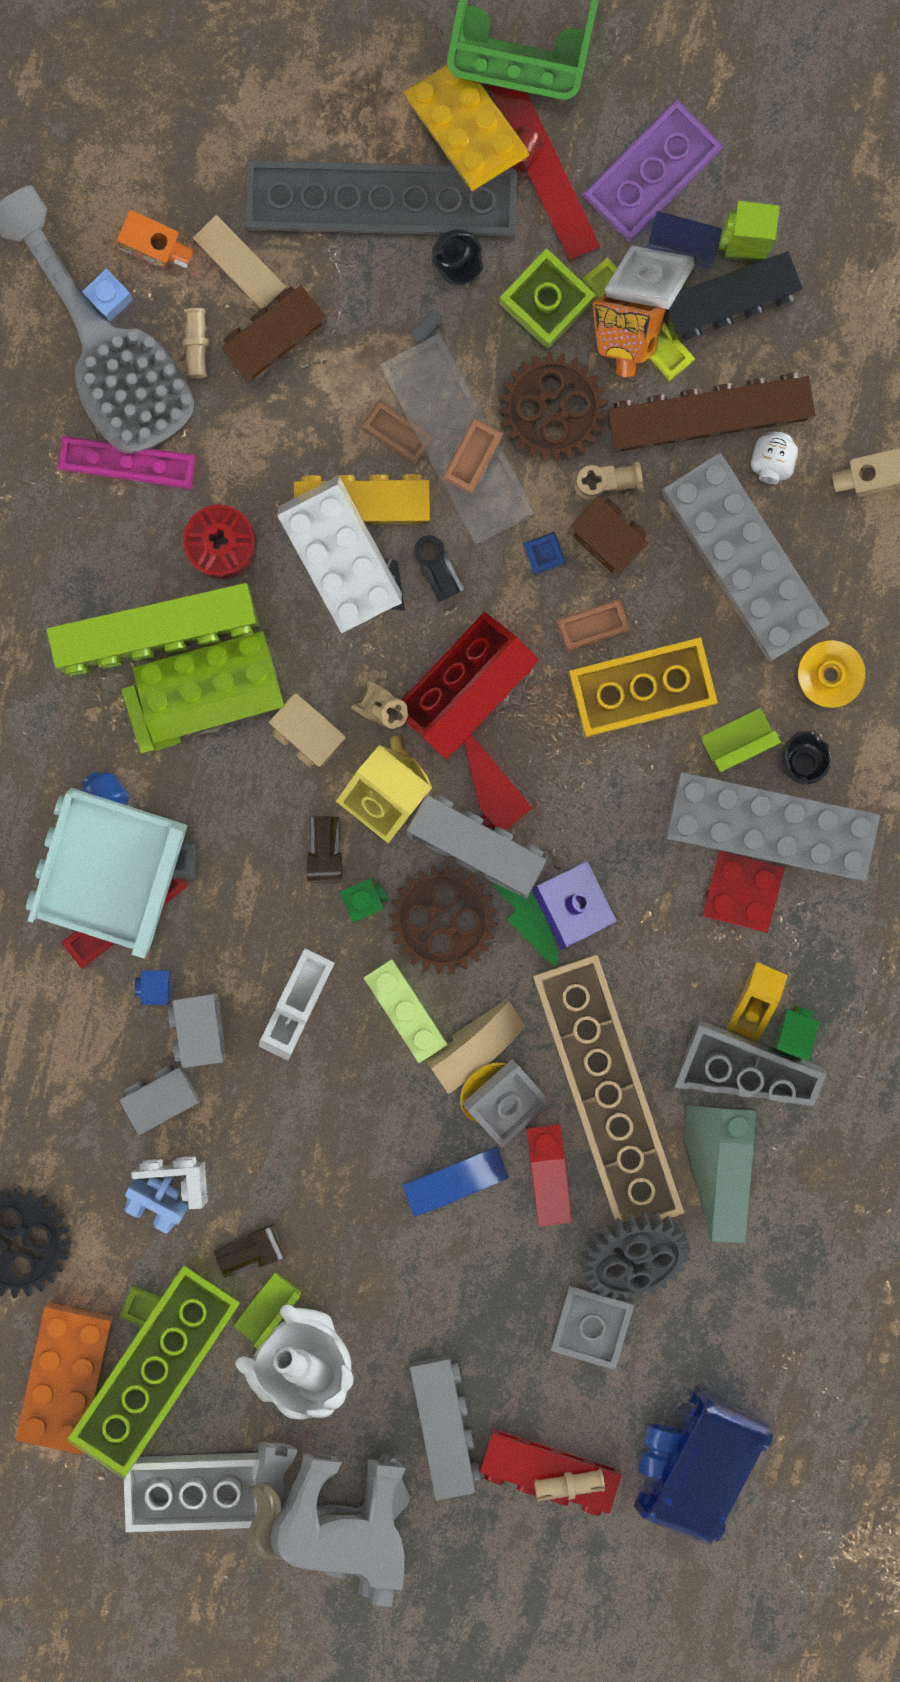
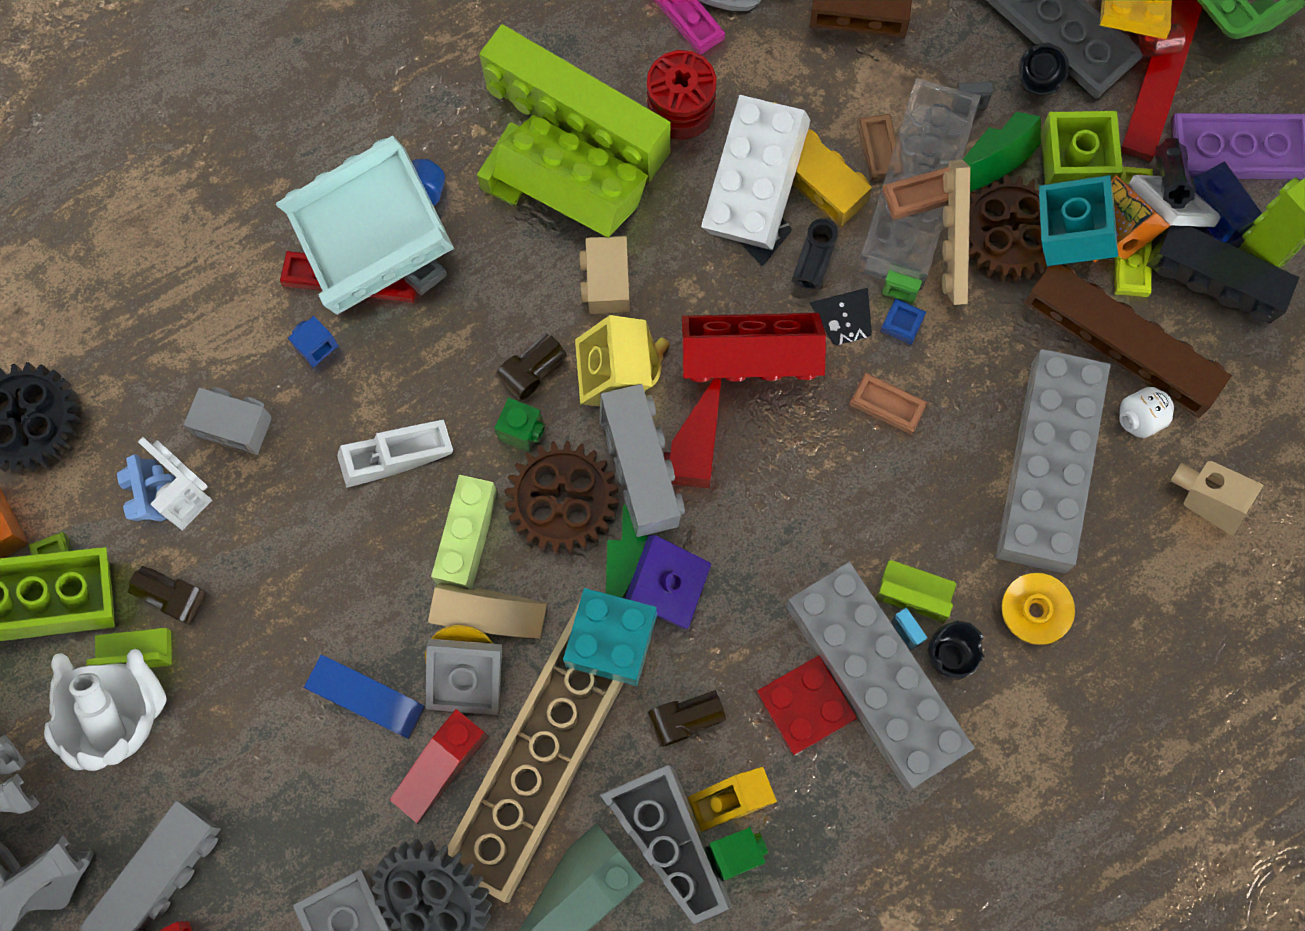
camera: 50 degrees right, 15 degrees down
(198, 1030) = (306, 394): light grey brick -> none
(379, 704) = (675, 303): tan connector -> none
(491, 359) = (1003, 150): none -> green slope
(499, 589) = (845, 316): none -> black sticker
(519, 455) = (956, 218): none -> tan plate
(520, 532) = (901, 287): none -> bright green tile
(583, 985) = (610, 637): none -> teal brick
(602, 370) = (1078, 221): none -> teal brick
(608, 536) = (965, 344): reddish brown brick -> none
(609, 480) = (1000, 311): tan connector -> none
(642, 271) = (1176, 183): none -> black axle
(642, 687) = (881, 475): yellow brick -> none
(671, 987) = (677, 720): none -> dark brown piece
(761, 774) = (908, 629): none -> medium azure tile

